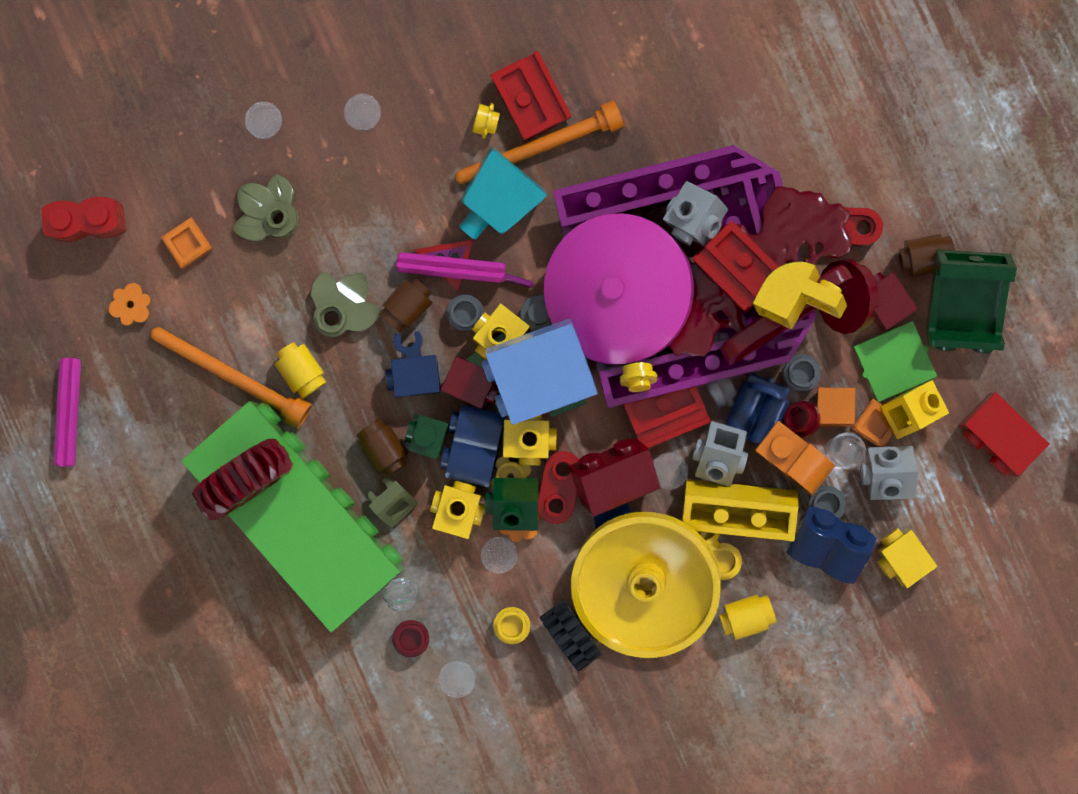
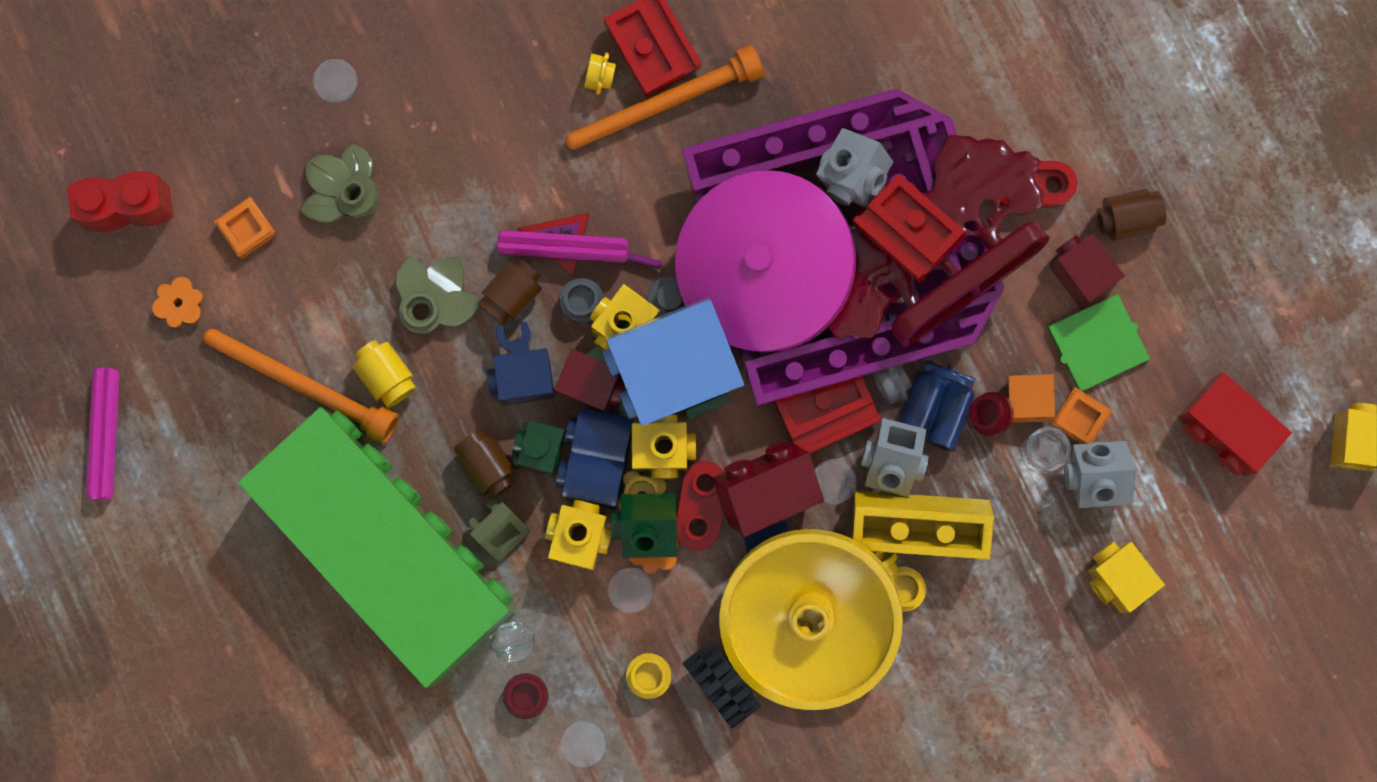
camera: 10 degrees left, 5 degrees down
(242, 479) = (311, 498): dark red gear -> none
(362, 112) = (452, 68): clear plate -> none
(498, 195) = (617, 158): teal torso -> none
(638, 376) = (793, 364): yellow plate -> none
(747, 616) = (936, 655): yellow brick -> none
(791, 288) = (978, 246): yellow brick -> none
(795, 458) = (990, 463): orange brick -> none
(802, 373) = (988, 359): dark grey plate -> none
(829, 499) = (1025, 516): dark grey plate -> none
(832, 545) = (1035, 563): dark blue brick -> none
(860, 298) = (1048, 275): dark red tile -> none
(914, 409) = (1126, 397): yellow brick -> none
(969, 300) = (1185, 264): dark green panel -> none

